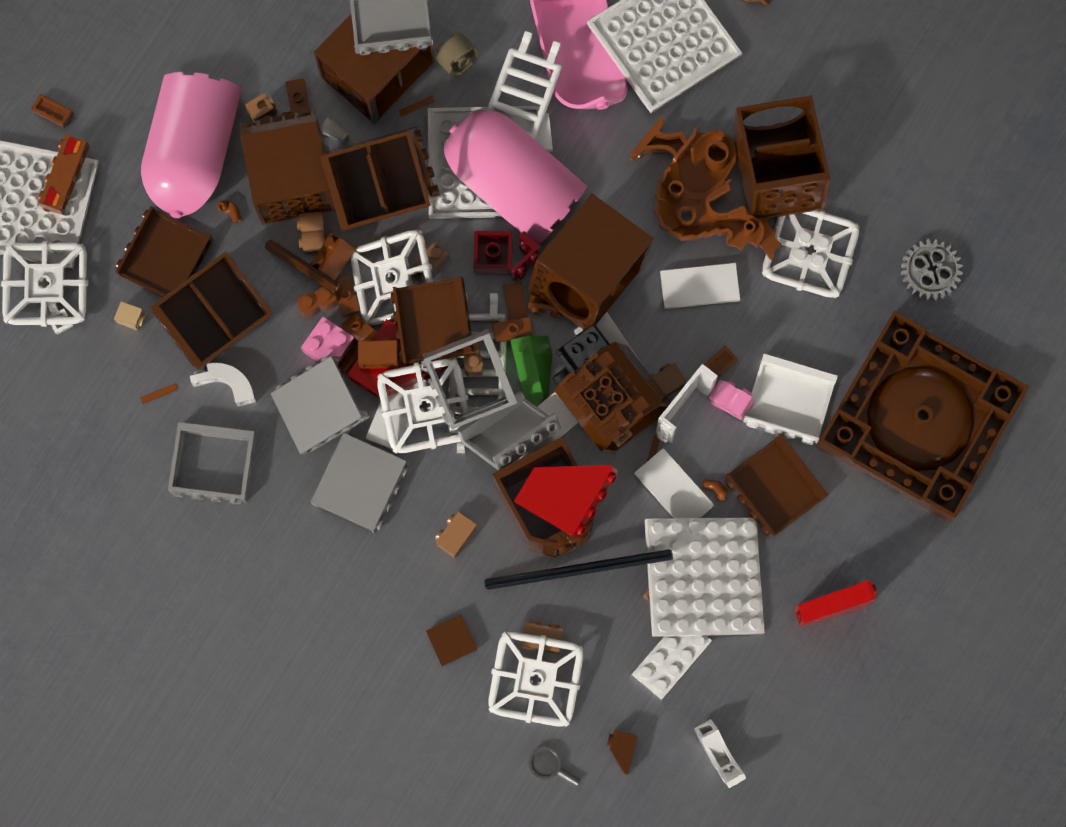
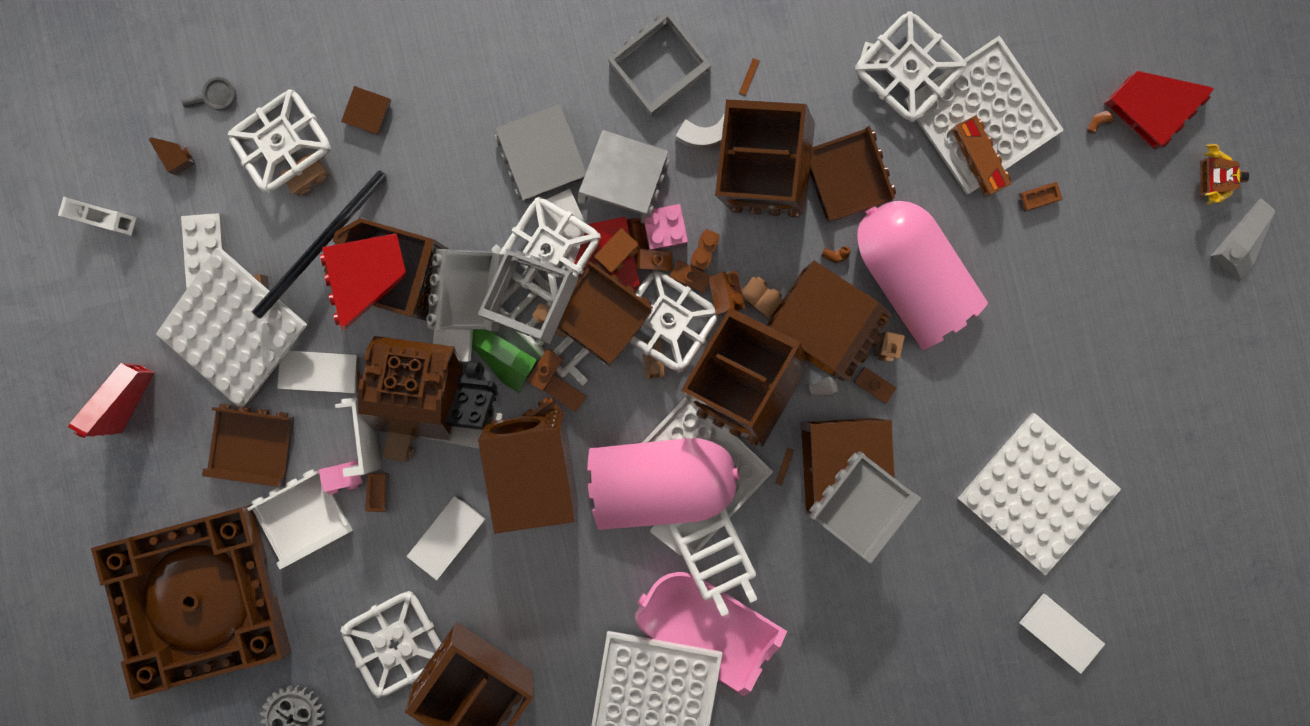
camera: 130 degrees right, 10 degrees up
(130, 316) = (826, 107): tan brick -> none
(302, 266) = (740, 264): reddish brown axle -> none
(456, 54) = (793, 532): dark tan brick -> none
(456, 534) = (437, 185): medium nougat brick -> none
(493, 252) = (616, 412): dark red brick -> none
(531, 250) = (595, 441): dark red bracket -> none
(694, 181) = (520, 610): dark orange animal -> none
(718, 487) = (287, 404): dark orange arm -> none

